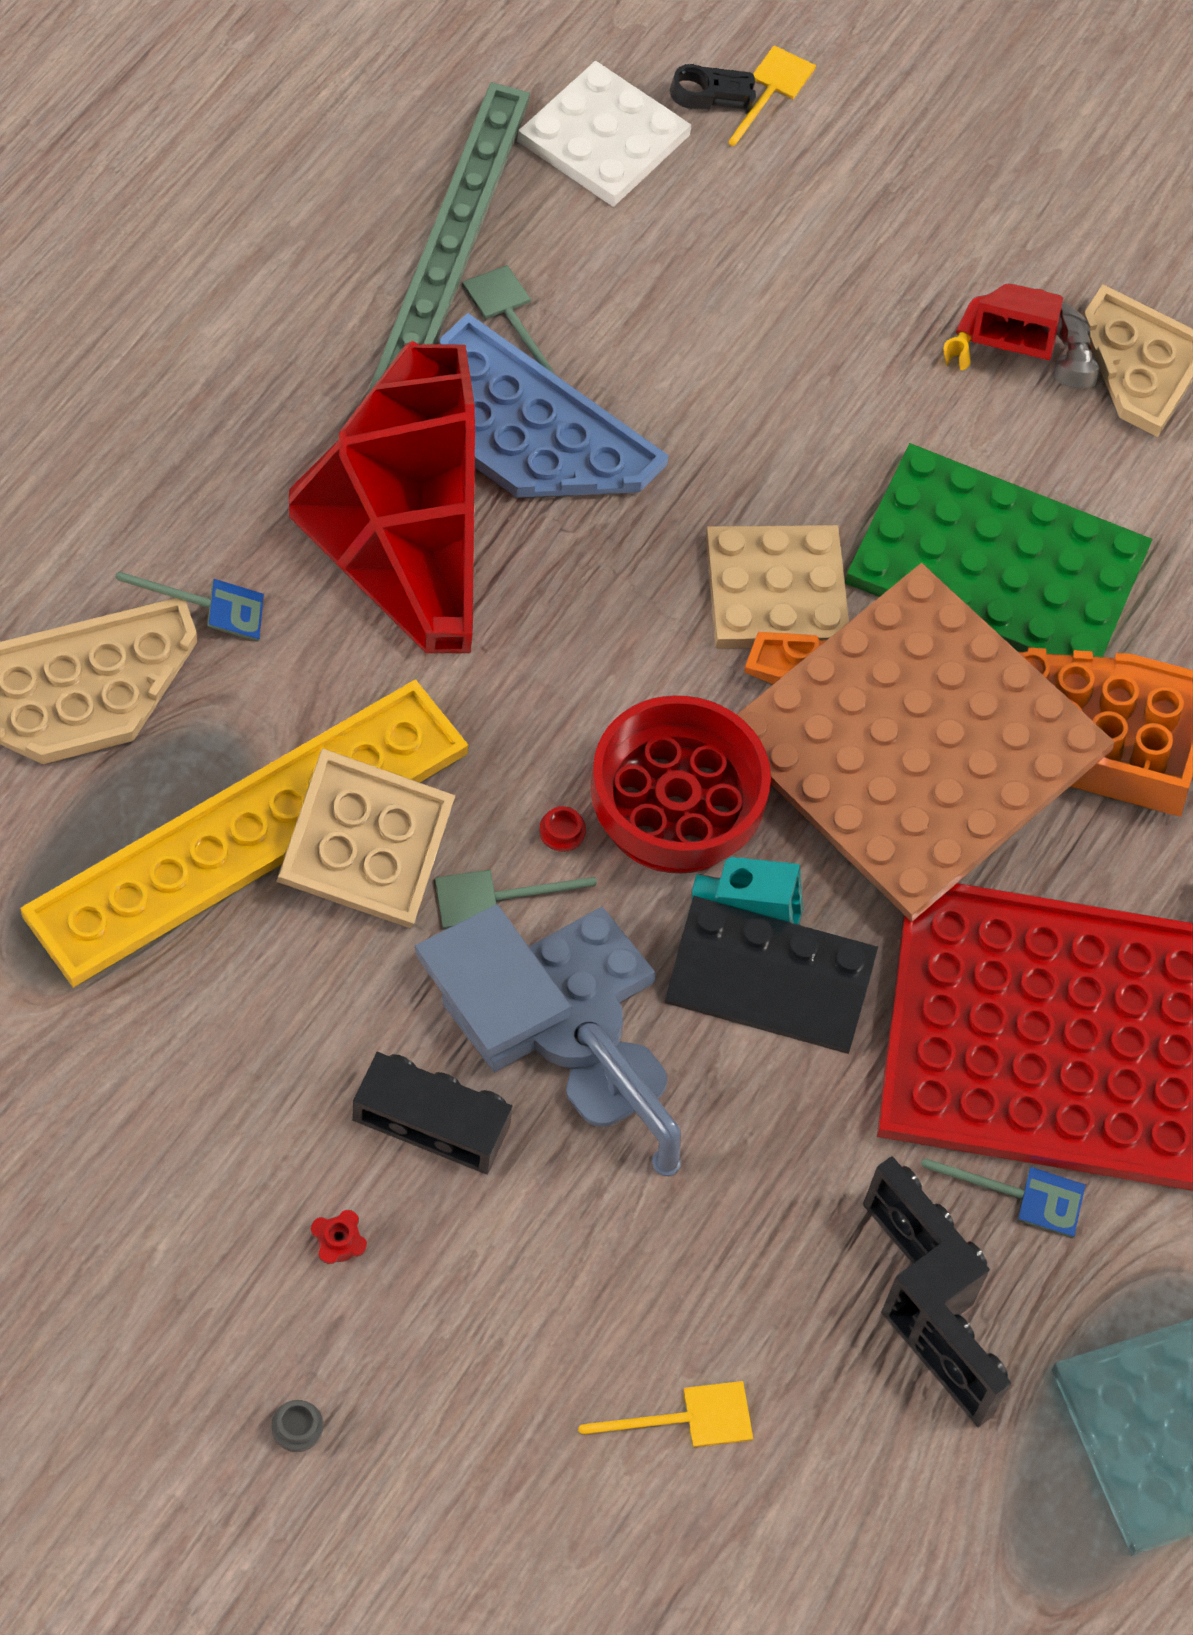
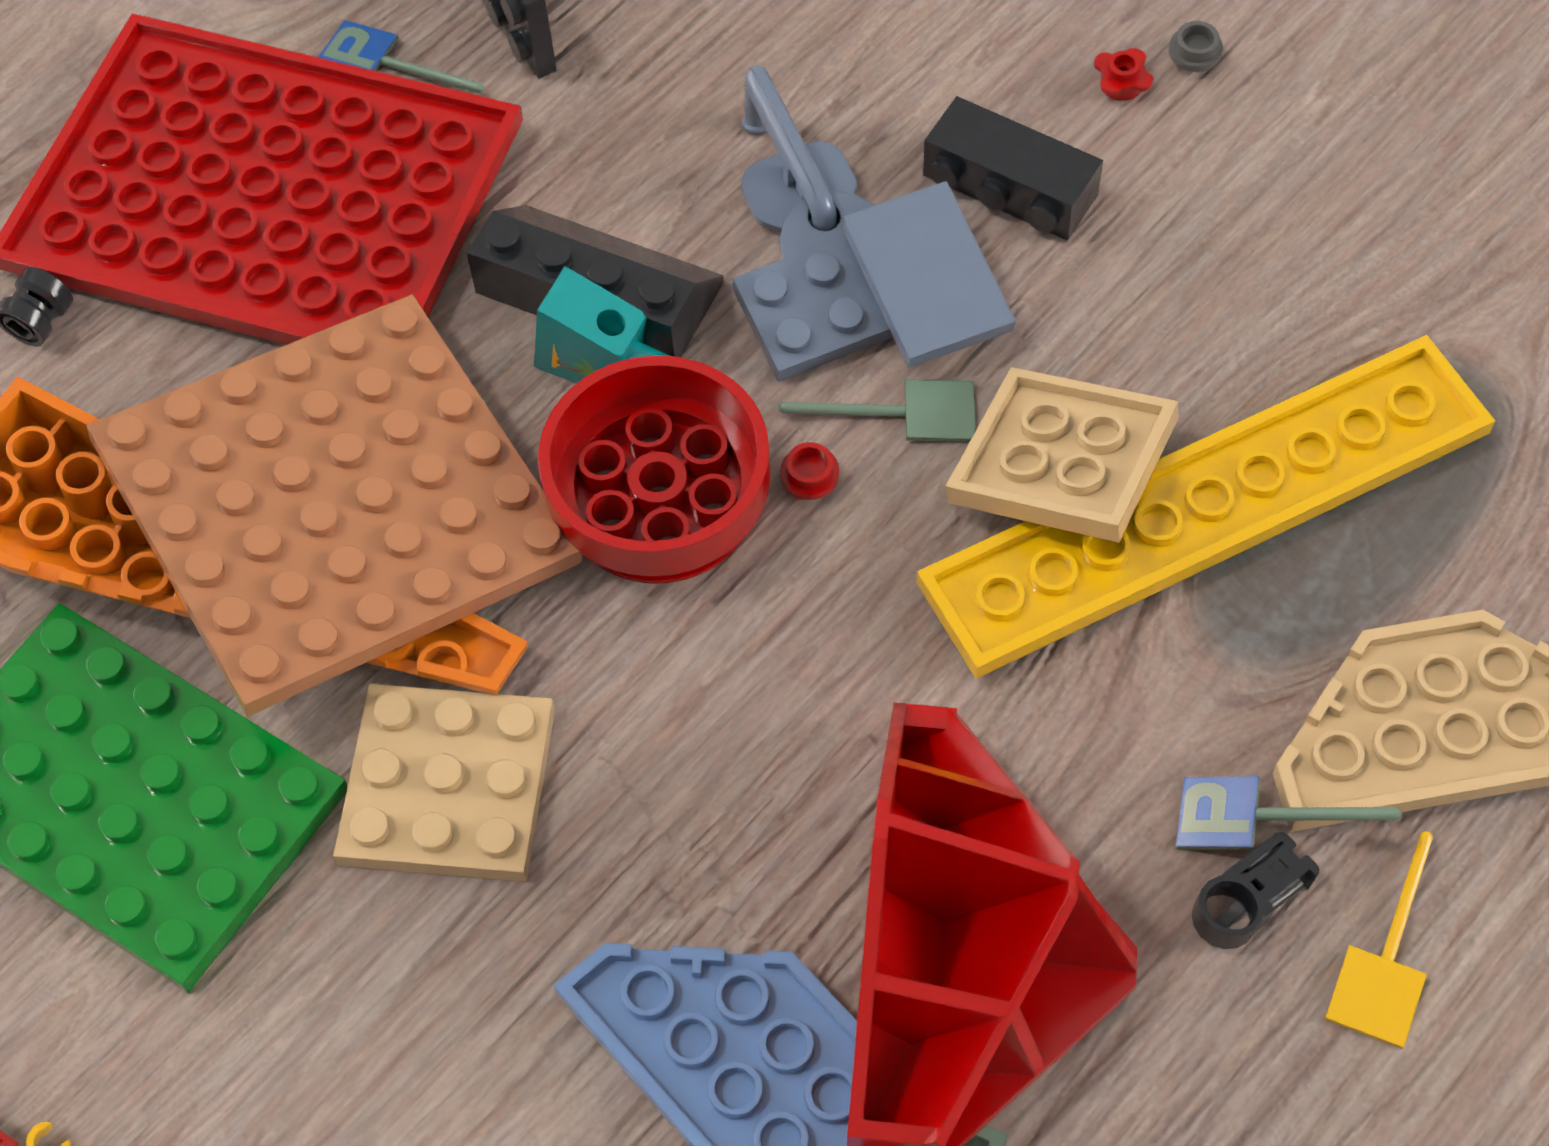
camera: 160 degrees left, 0 degrees up
(124, 515) = (1374, 991): none -> yellow piece
(207, 563) = (1258, 885): none -> black piece
(271, 1275) = (1196, 47): none -> dark grey plate

